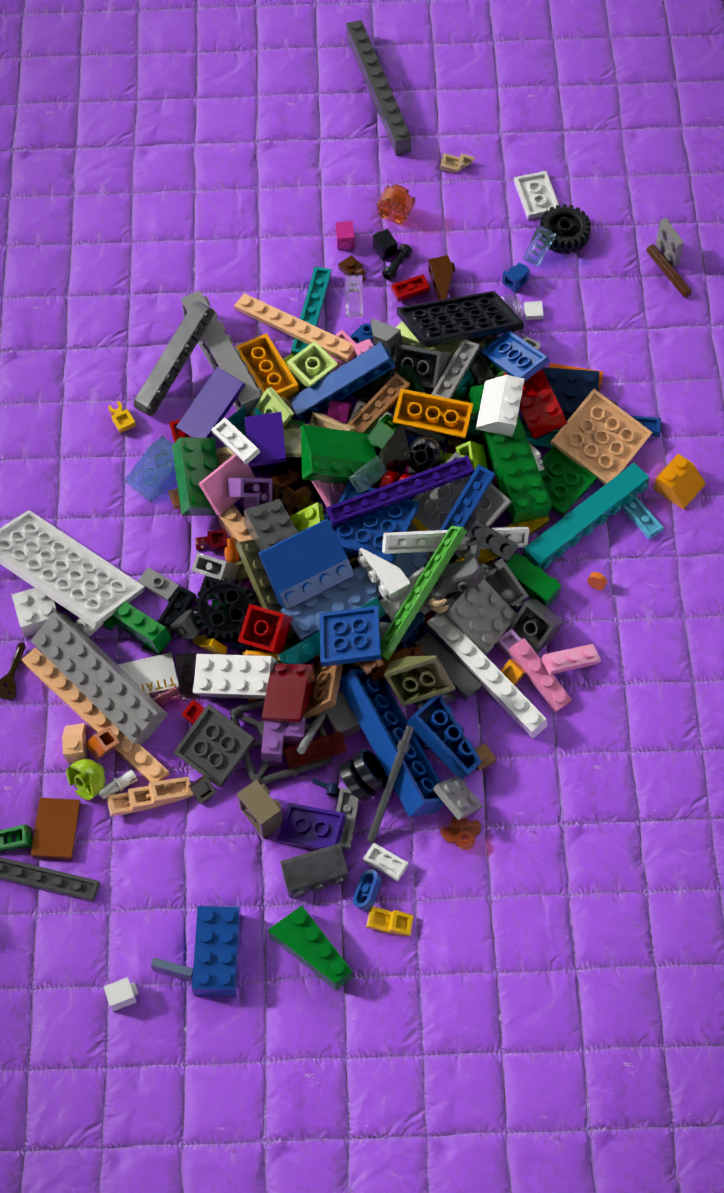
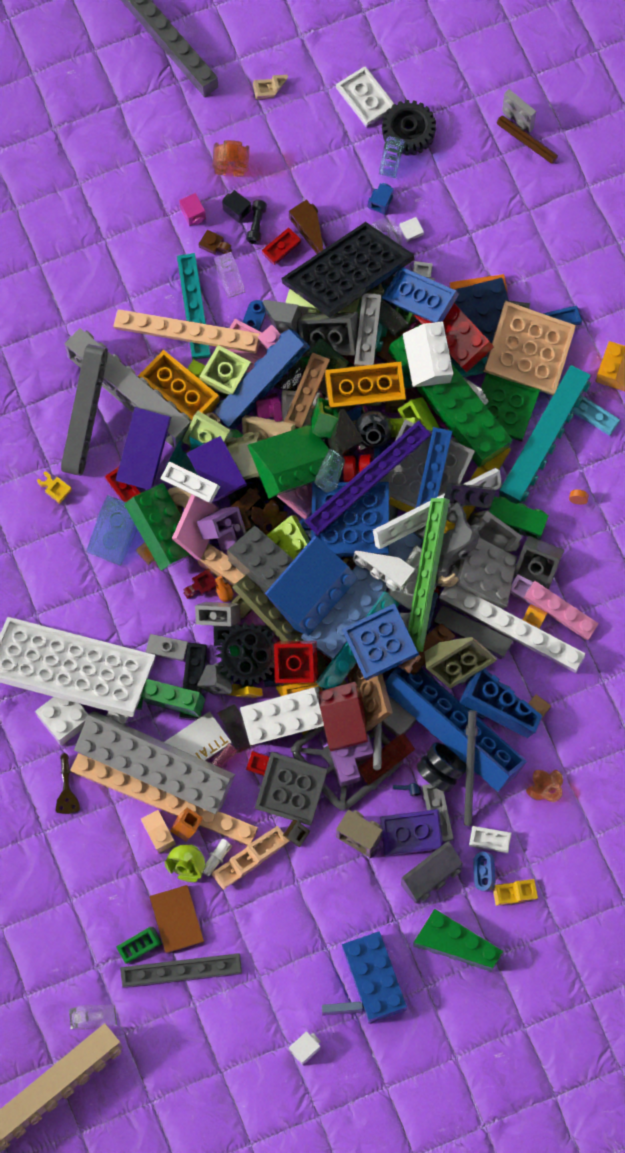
camera: 20 degrees left, 10 degrees up
(458, 797) = (533, 756): light grey plate -> none
(571, 659) = (584, 584): bright pink plate -> none

